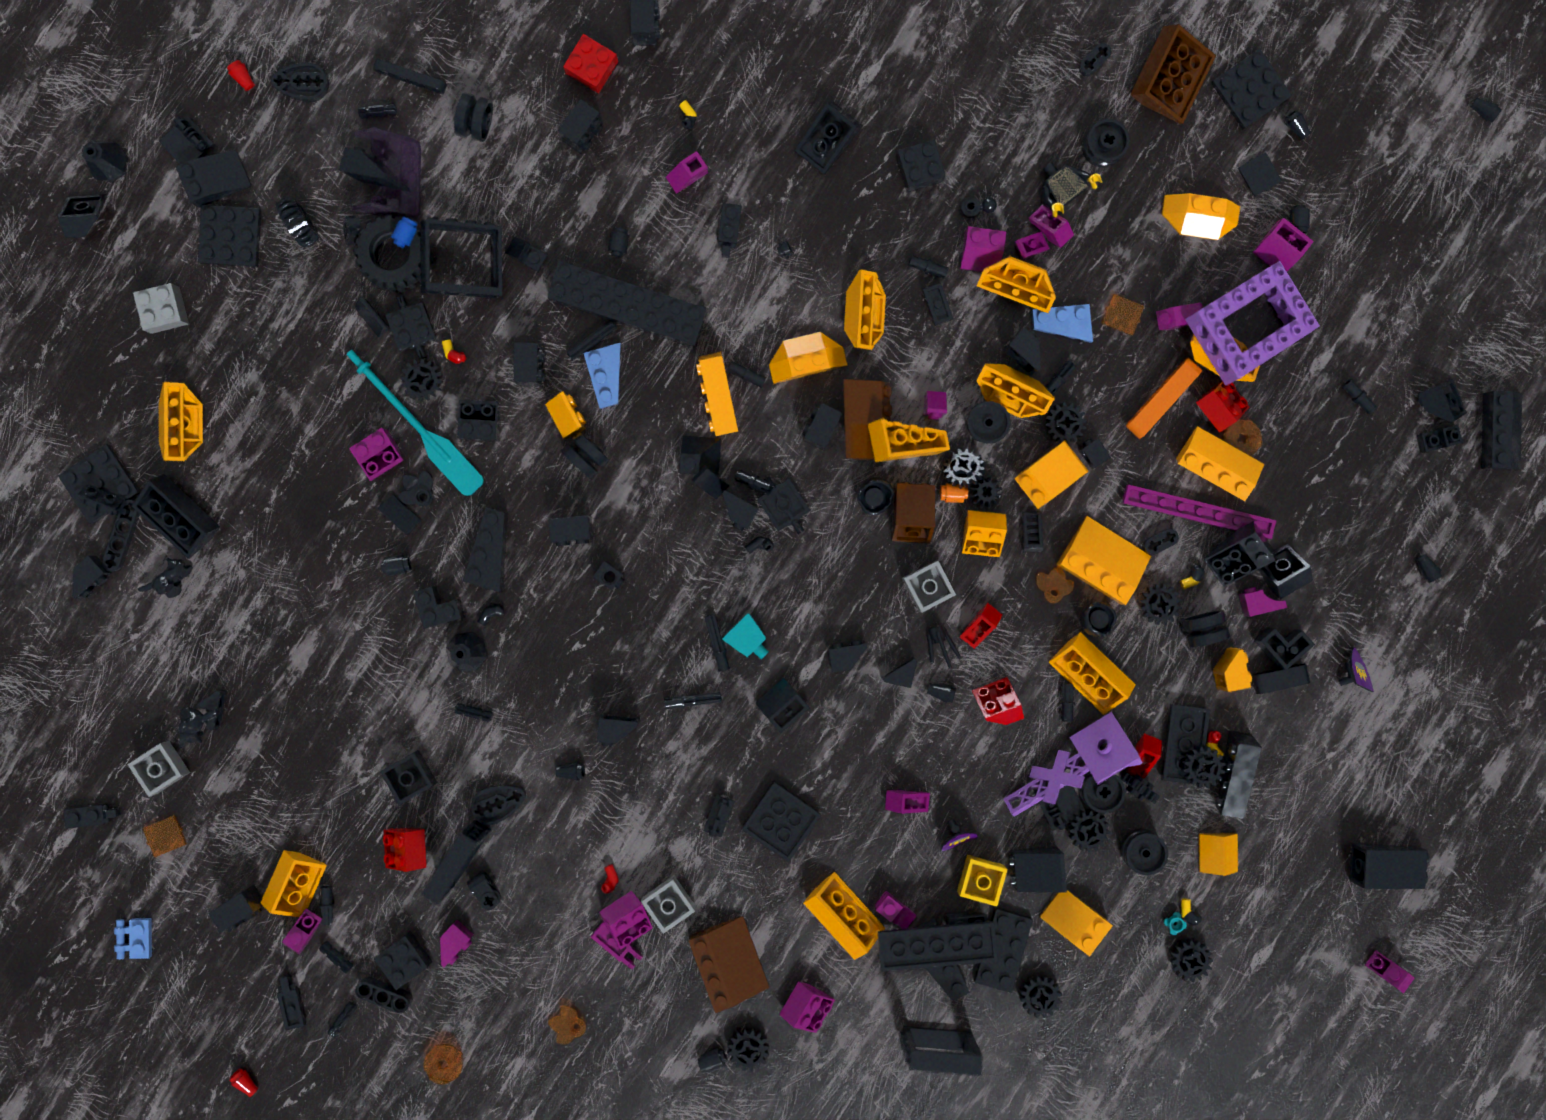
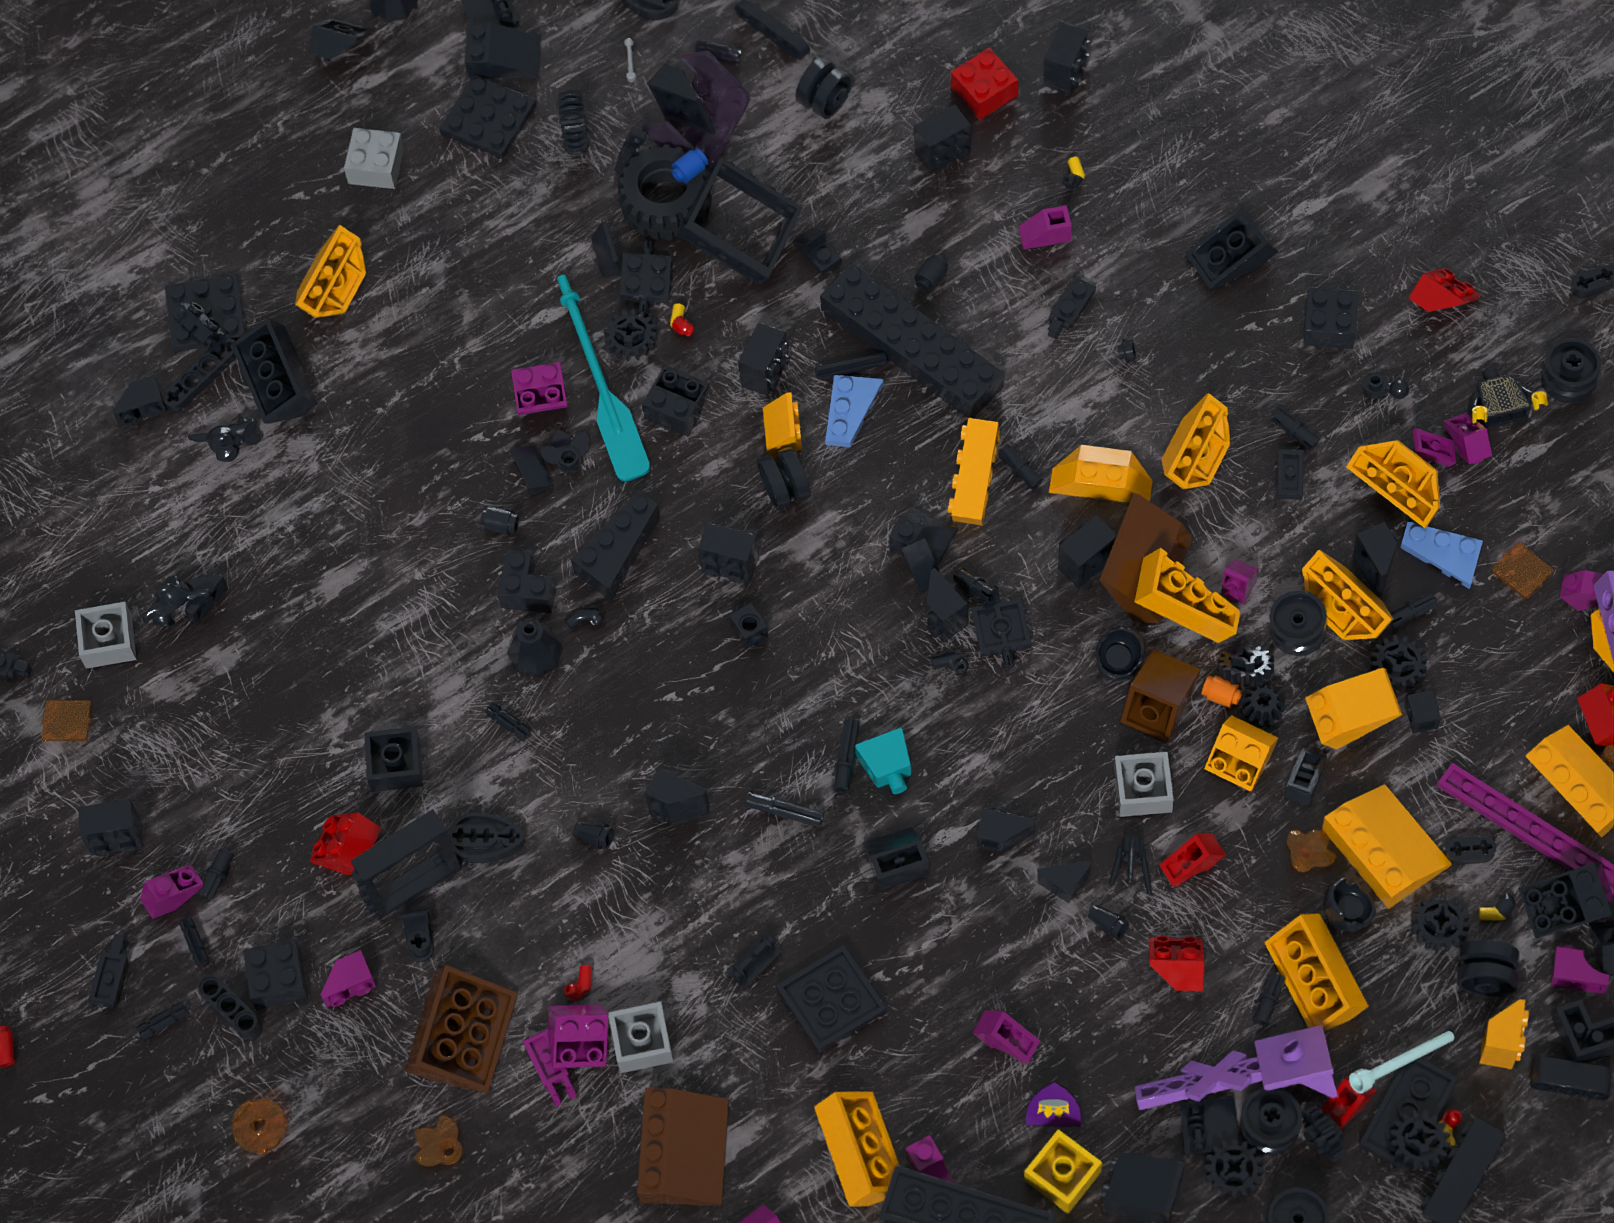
camera: 30 degrees right, 25 degrees down
(292, 884) = (190, 830): light orange slope -> none
(321, 158) = (631, 76): none -> light grey hinge
(546, 946) = (461, 1030): none -> reddish brown slope
(982, 248) = (1369, 425): magenta slope -> none
(993, 112) = (1442, 290): none -> red slope
(1157, 746) = (1364, 1079): none -> light aqua piece
(1164, 398) = (1538, 680): orange beam -> none

